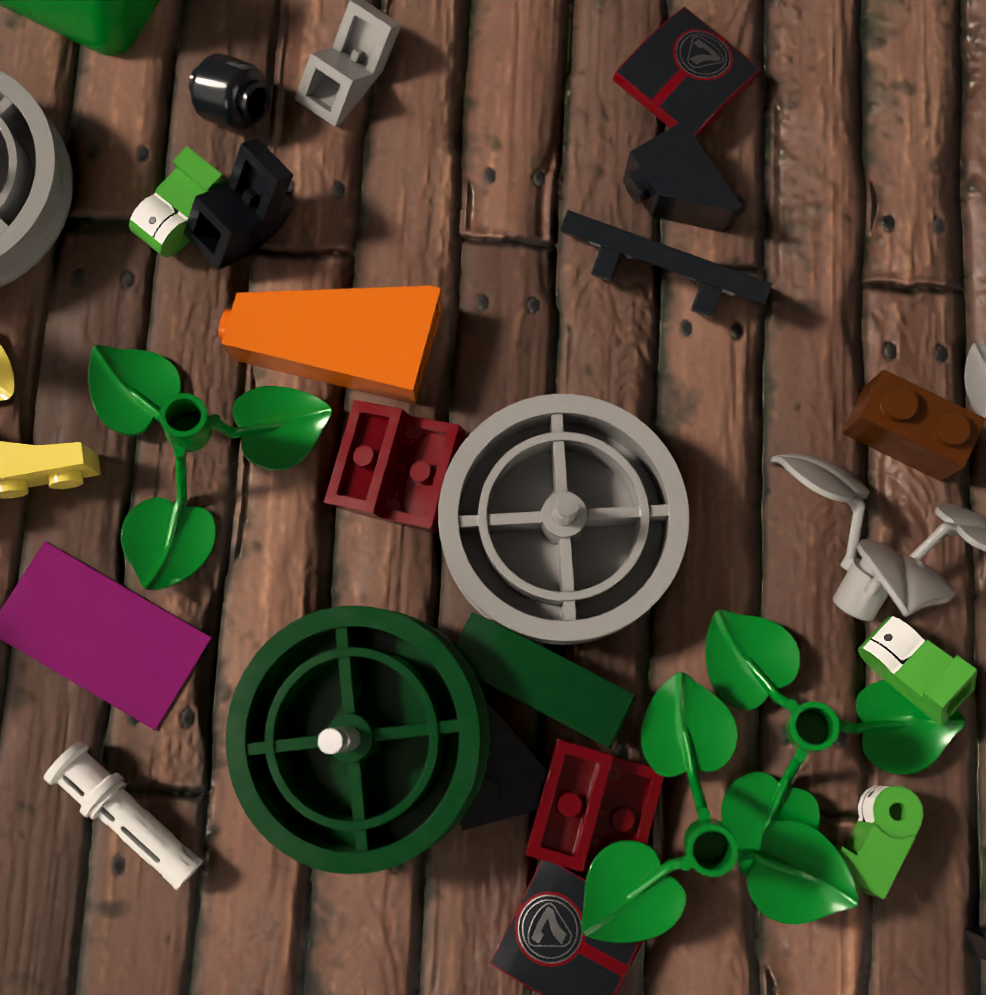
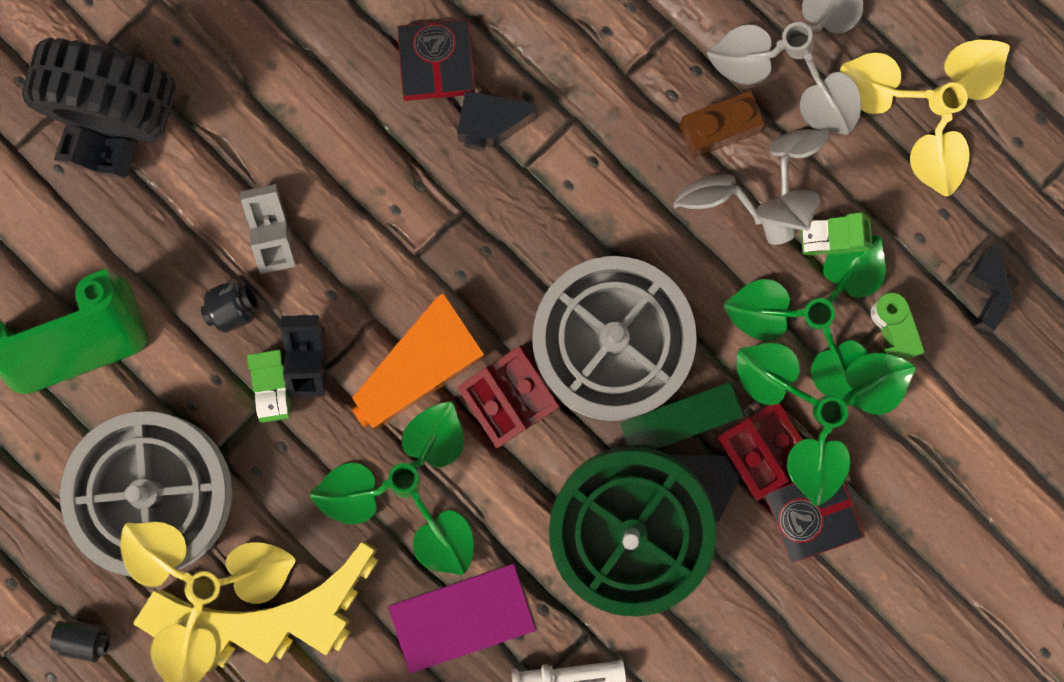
camera: 45 degrees left, 5 degrees up
(712, 276) = (556, 151): black hinge -> none

